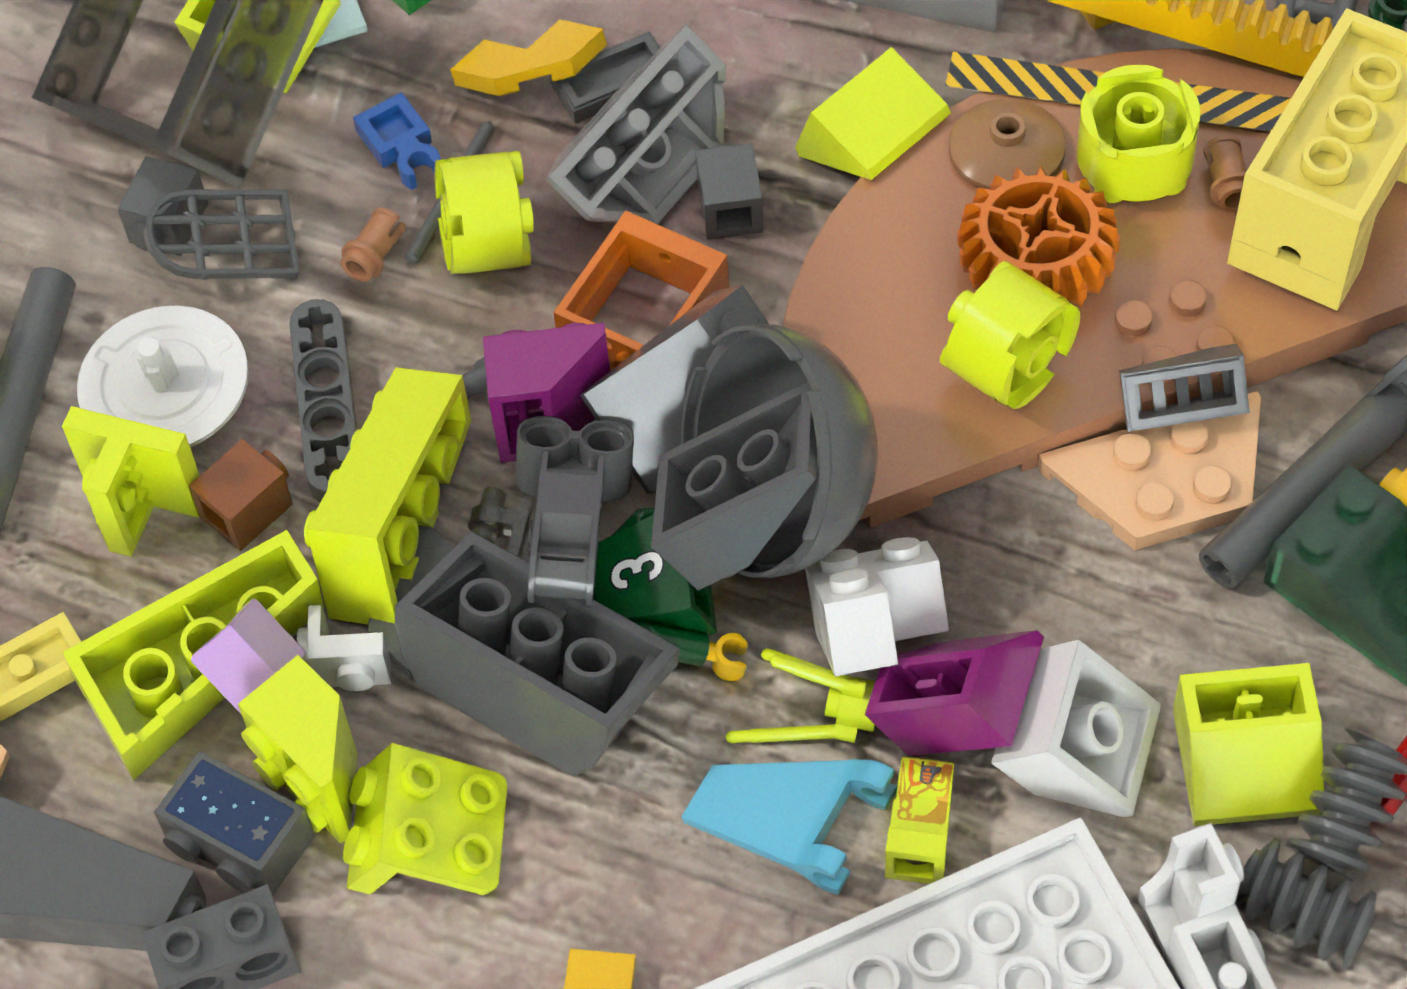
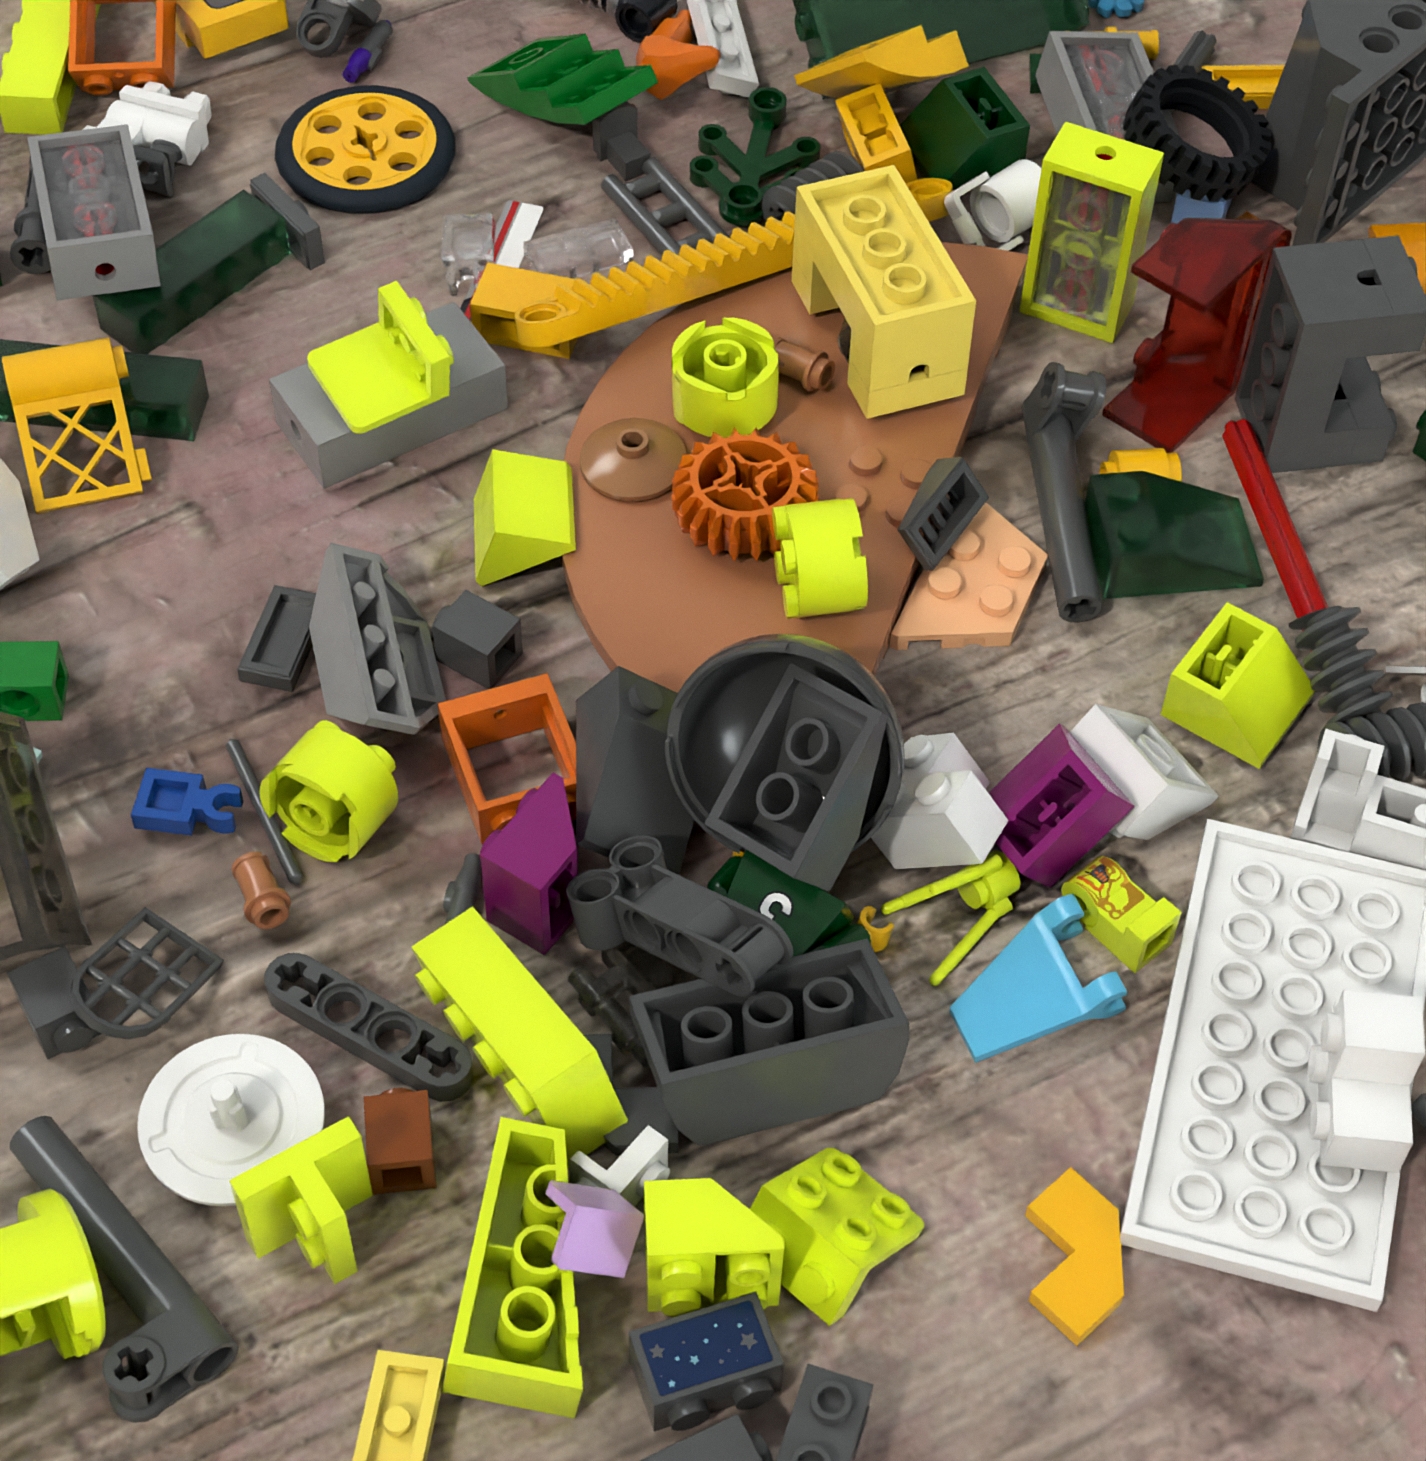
camera: 55 degrees left, 5 degrees down
(500, 67) = (229, 648): yellow tile -> none
(1070, 85) = (629, 388): sticker -> none

